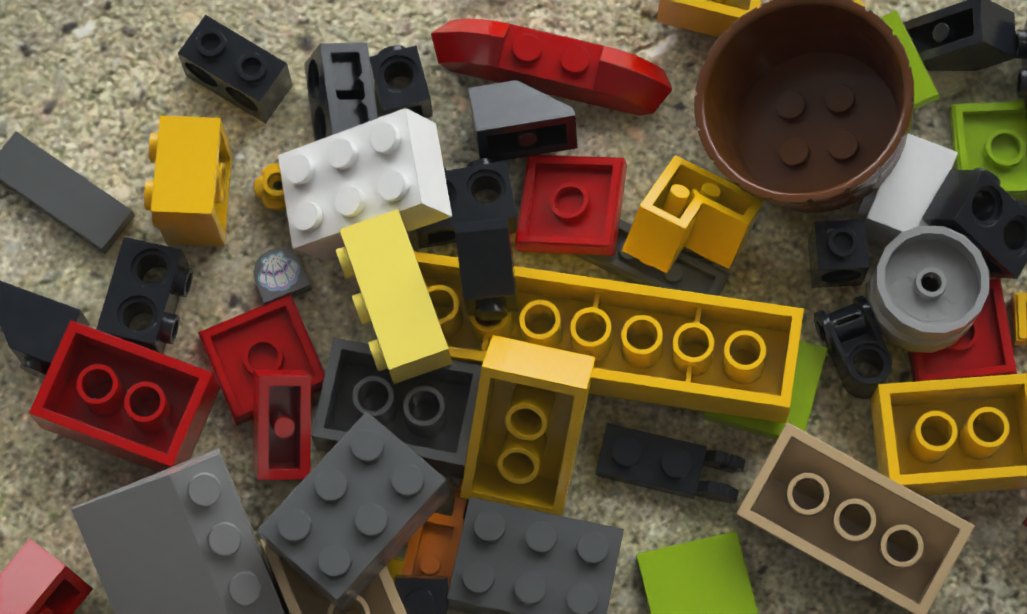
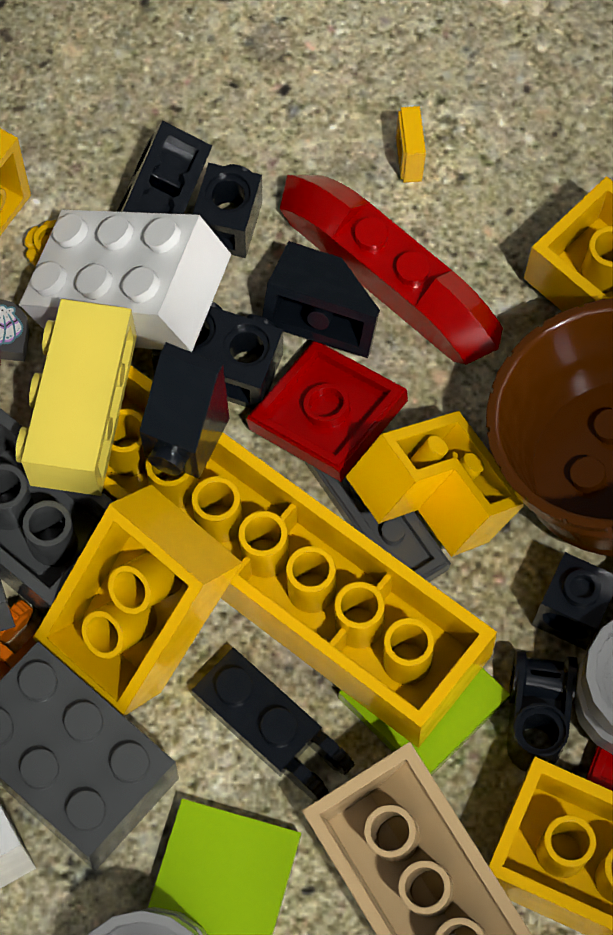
camera: 25 degrees right, 5 degrees down
(235, 68) = (77, 113): black brick -> none

